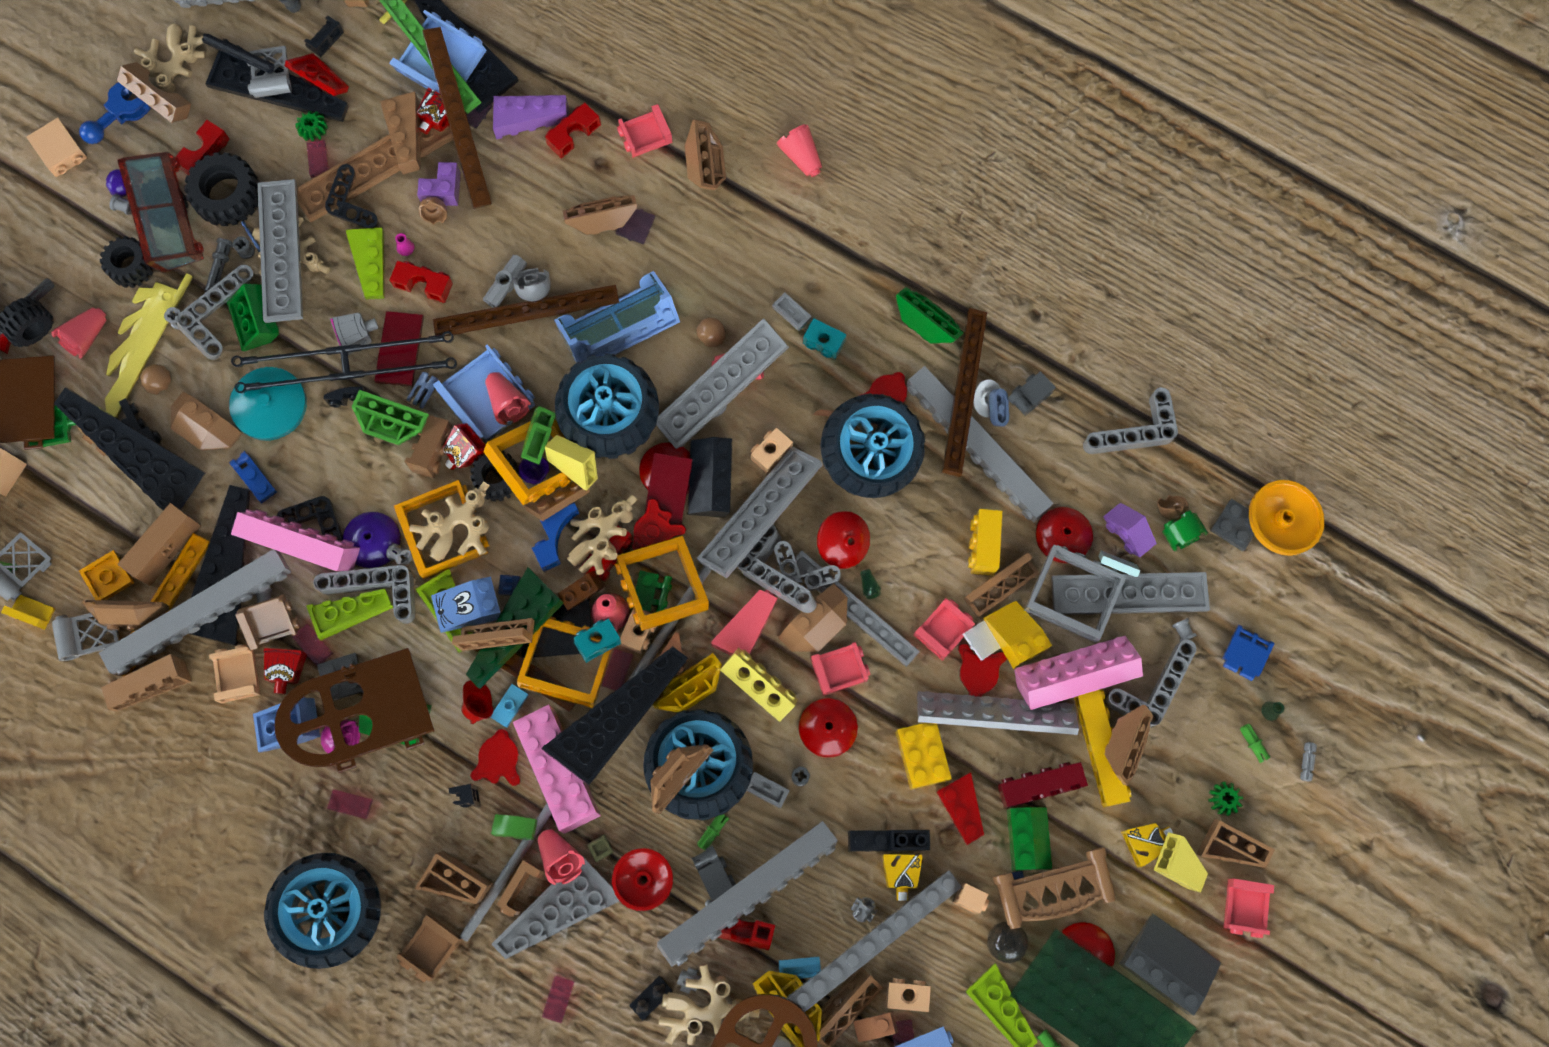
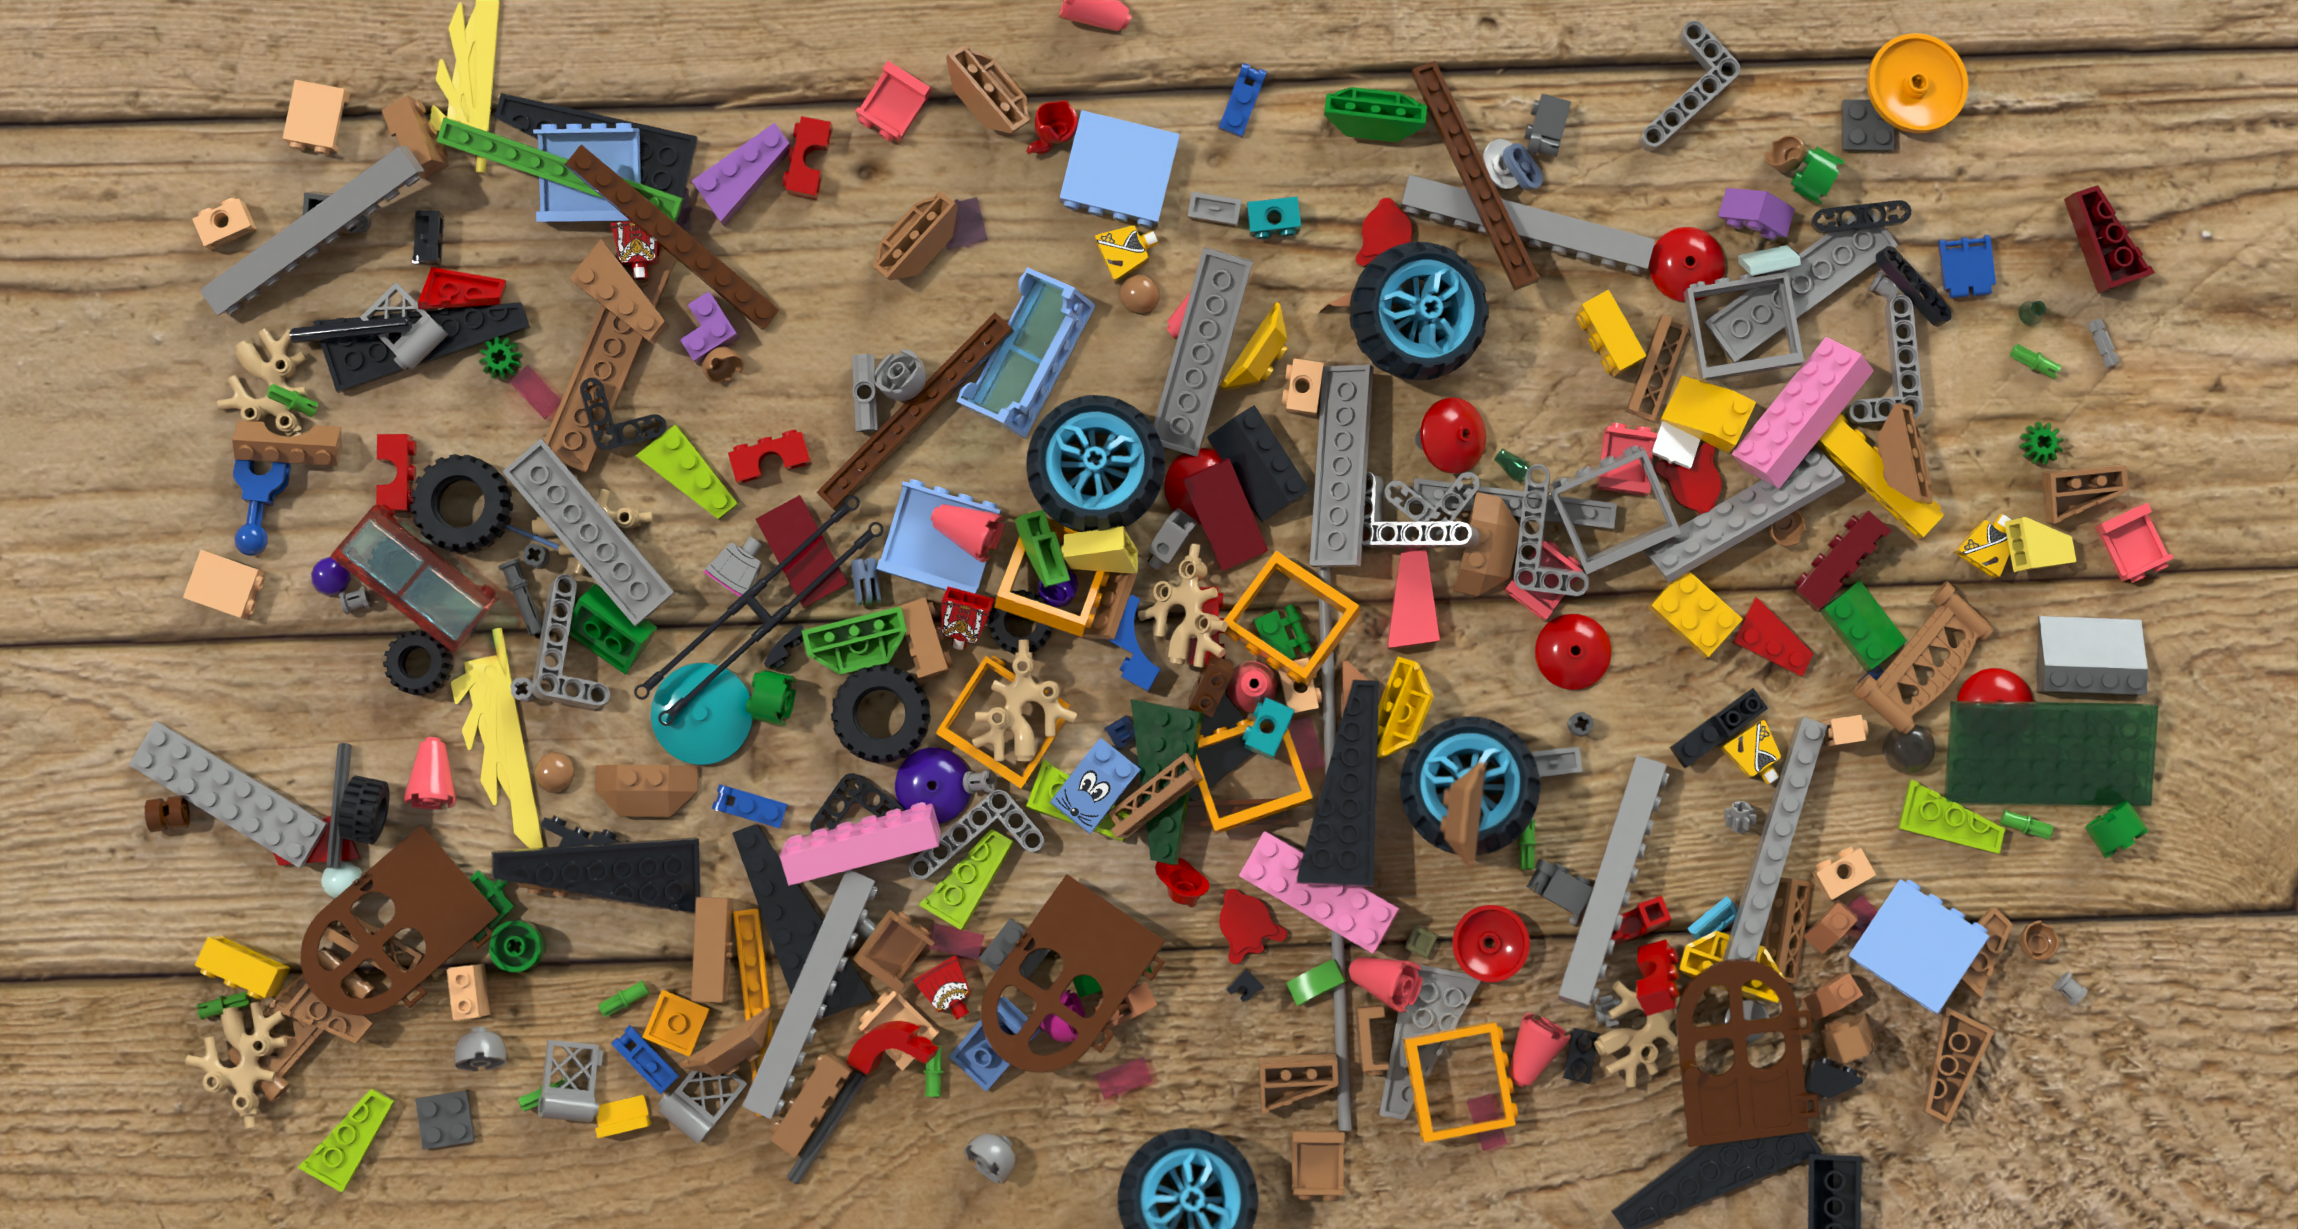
camera: 30 degrees left, 10 degrees up
(49, 463) = (502, 946): none -> green brick
(70, 587) = (646, 1060): none -> blue plate
(88, 540) = (623, 998): none -> bright green axle
(145, 705) = (826, 1127): none -> dark grey axle
(175, 70) = (292, 400): none -> bright green axle
(207, 672) = (890, 1035): none -> red arch
(229, 795) = (992, 1155): none -> light grey cylinder
(236, 716) = (933, 1075): none -> bright green axle
(313, 419) = (771, 697): none -> green brick
(357, 452) = (846, 706): none -> black tyre
(385, 758) = (1136, 1003): none -> nougat slope
(404, 245) = (720, 434): dark pink cone -> none
(509, 705) = (1217, 860): medium azure plate -> none
(585, 981) = (1418, 1090): none -> light orange window
(623, 485) = (1171, 538): none -> light grey torso
(623, 971) = (1535, 1048): none -> coral cone
(655, 527) = (1237, 562): red tile -> none
(719, 300) = (1124, 250): none -> yellow torso
(728, 201) = (1053, 124): none -> red hair
(728, 986) = (1659, 988): none -> red arch
(750, 251) = (1119, 169): none -> light blue panel
(758, 412) = (1259, 354): none -> yellow wedge
(762, 695) = (1508, 667): light yellow brick -> none
(851, 637) = (1536, 540): none -> light grey beam
(853, 262) = (1242, 101): none -> blue plate
(908, 683) = (1632, 545): none -> light grey window
(1020, 741) = (1788, 529): none -> medium nougat hair
(1198, 572) = (1861, 219): none -> black beam
(1203, 641) = (1932, 306): none -> black beam
(1349, 696) = (2104, 241): none -> dark red wedge

